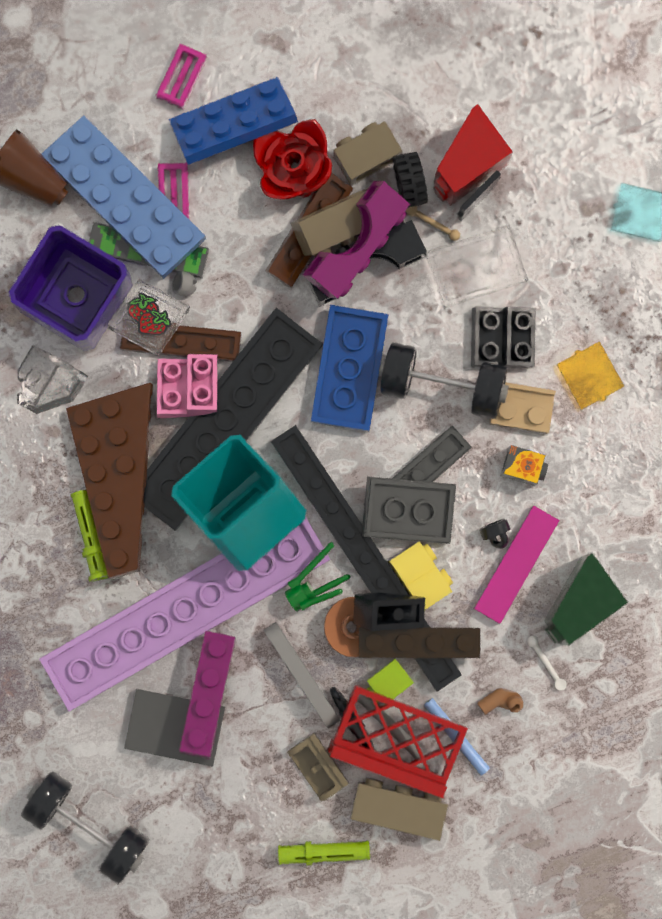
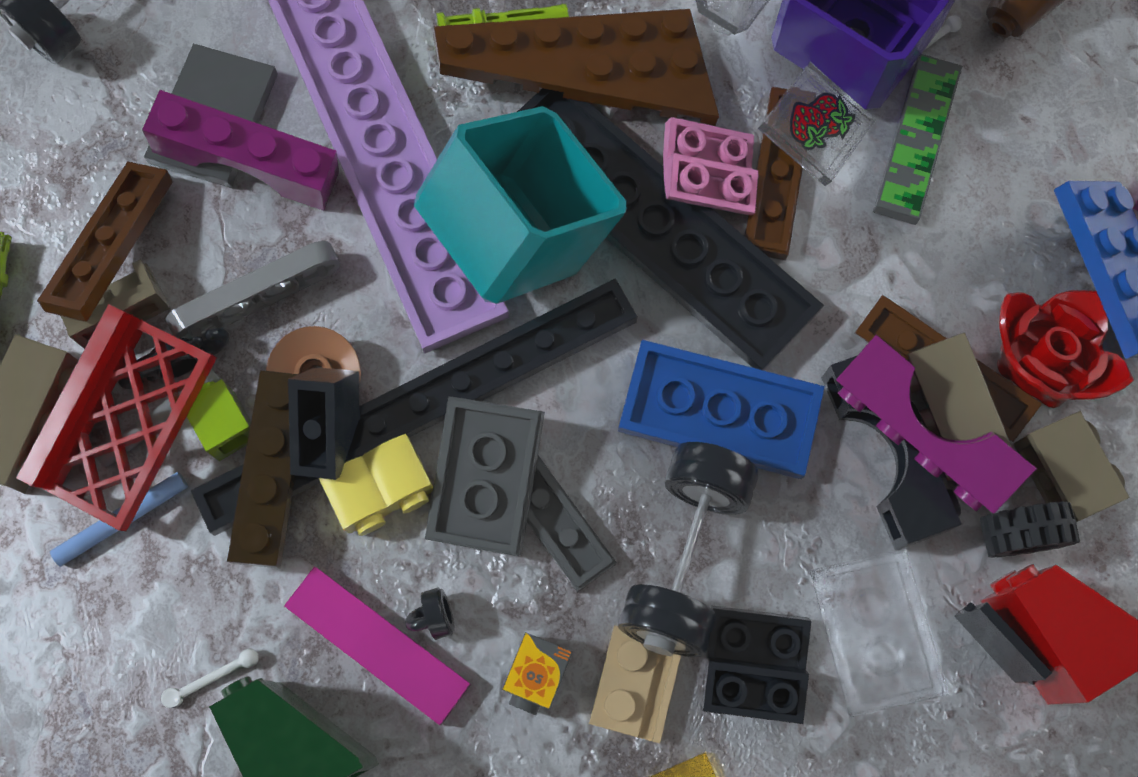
camera: 100 degrees right, 10 degrees down
(124, 197) = (998, 108): medium blue plate -> none
(173, 179) = (1005, 197): dark pink tile -> none
(184, 283) = (865, 180): light grey hinge -> none
(279, 774) = (105, 242): none -> reddish brown plate
(303, 595) = (373, 301): green plant -> none
(454, 235) = (972, 537): tan hinge -> none
(501, 698) = (165, 598): medium nougat arm -> none

